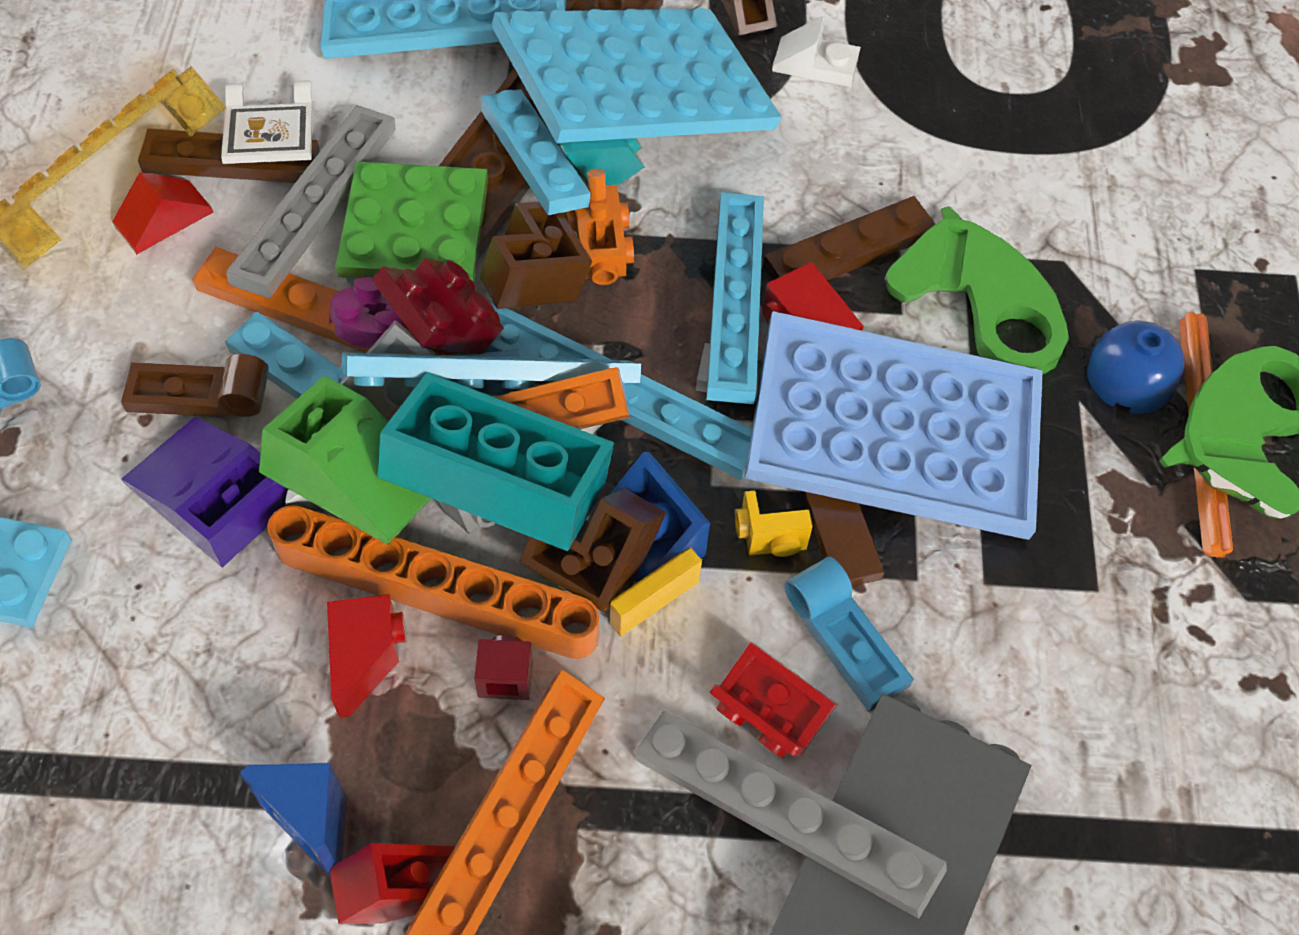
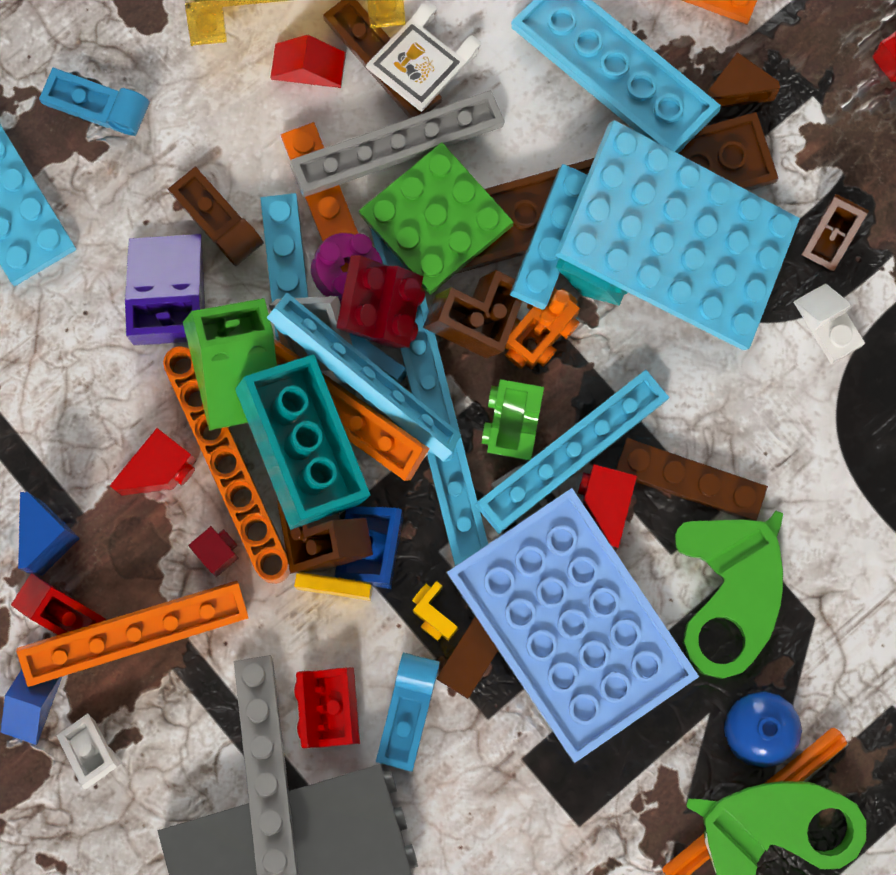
camera: 50 degrees right, 20 degrees up
(654, 313) = (514, 419): none -> bright green cylinder

